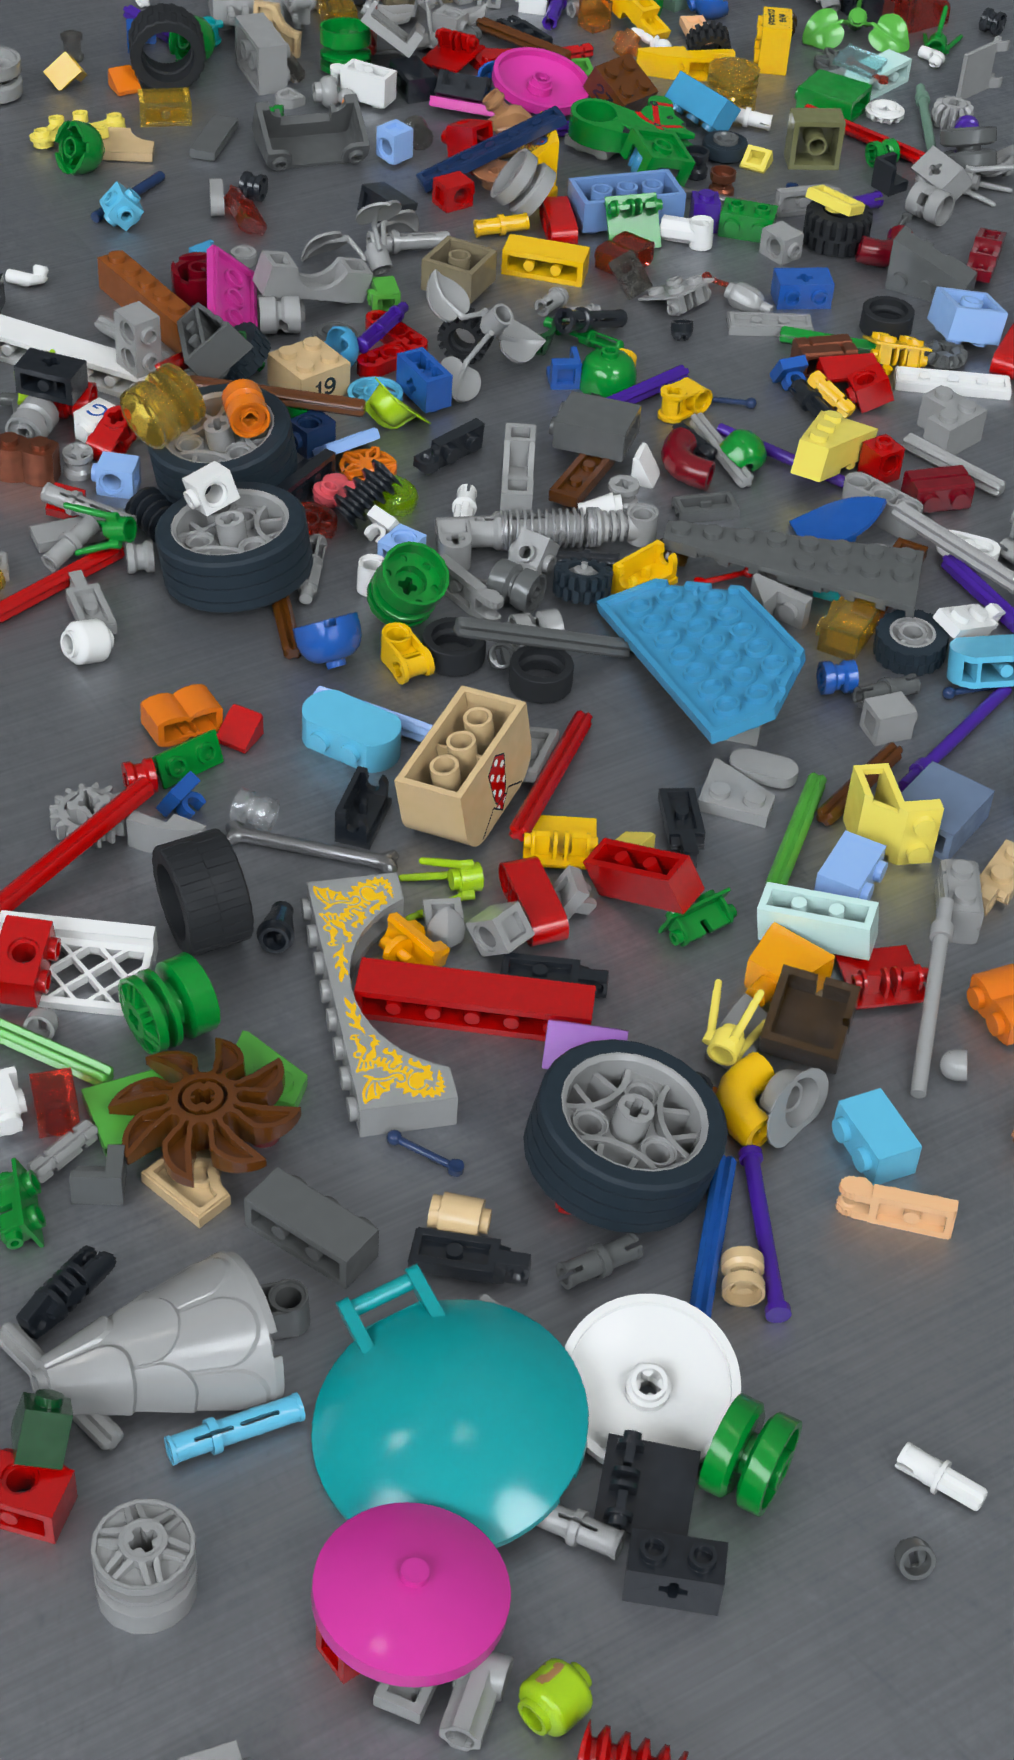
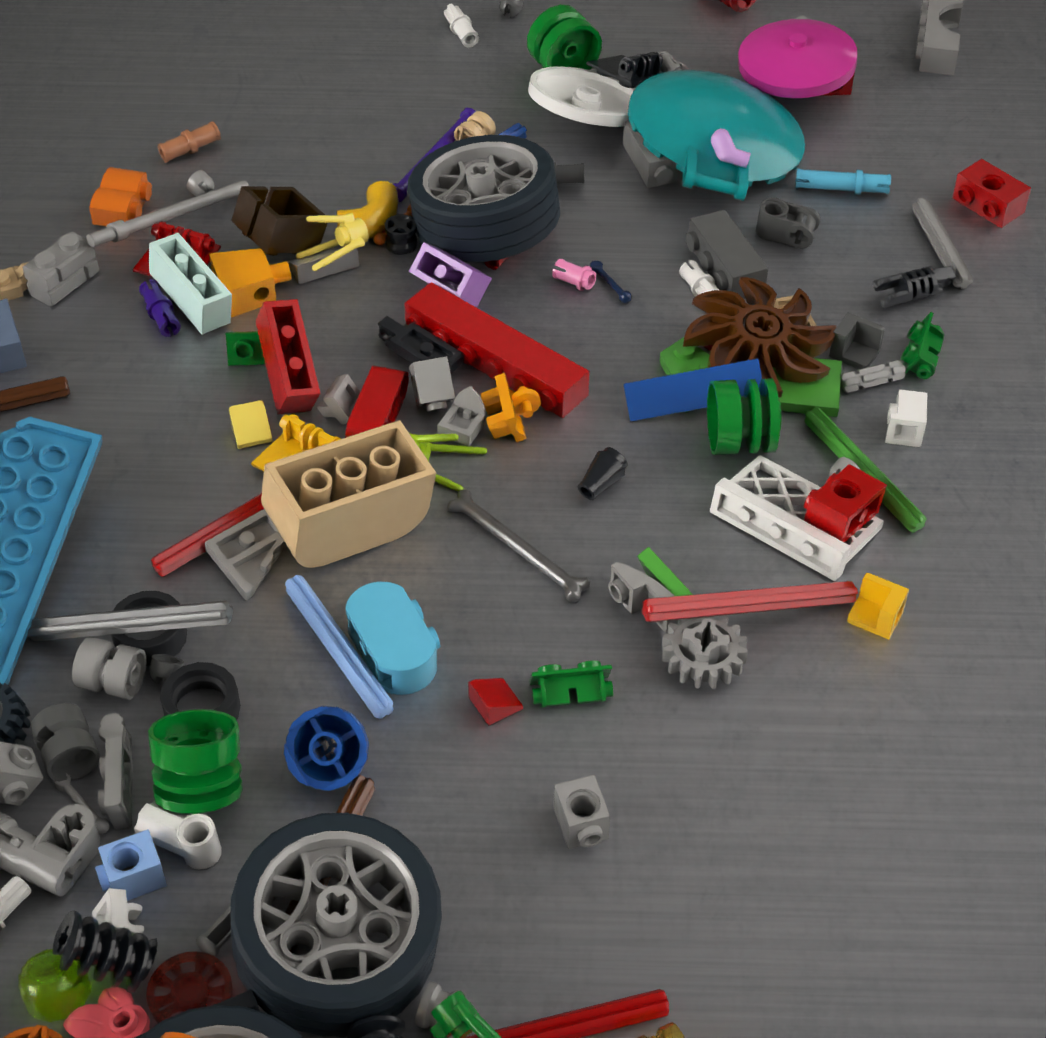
camera: 145 degrees left, 5 degrees up
(41, 1429) = (970, 194): dark green slope -> none
(54, 1102) = (865, 402): clear red brick -> none
(87, 641) = (585, 885): white head -> none
(88, 601) = (549, 953): light grey hinge -> none
(118, 679) = (581, 797): none -> light grey brick
(136, 843) = (661, 573): none -> bright green tile
(144, 1566) = (935, 126): light grey wheel -> none
(146, 769) = (632, 672): red wheel -> none
(174, 1349) = (866, 220): light grey cone -> none
(180, 715) = (544, 732): orange brick -> none
(181, 796) = (607, 635): blue tile -> none
(203, 892) = (665, 475): black tyre -> none
(222, 490) = (332, 949): white brick -> none
(237, 1027) = (684, 390): none -> blue sticker
(255, 810) = (549, 592): clear wheel -> none
(315, 1176) = (697, 278): none -> white axle
(361, 810) = (450, 553): black hinge -> none
(381, 1322) = (726, 150): none -> lavender arm
(384, 1082) = (545, 450): light grey arch -> none
(404, 653) = (261, 713): yellow piece -> none
(459, 1214) = (623, 225): tan brick -> none
(466, 1132) = (576, 275): none -> bright pink pin
(468, 1257) = (637, 206): black hinge -> none
(555, 1697) = (743, 19): lime head -> none
(675, 1571) = (642, 32): black brick -> none
(682, 820) = (186, 424): black hinge -> none
(735, 796) = (121, 437): light grey wing -> none
(792, 1102) = (342, 190): light grey piece -> none
(797, 829) = (105, 381): bright green axle -> none
(852, 867) = (115, 316): light blue brick -> none
(876, 1137) = (310, 163): medium azure brick -> none
(897, 1207) = (341, 127): light nougat hinge -> none
(903, 826) = (33, 333): light yellow piece -> none

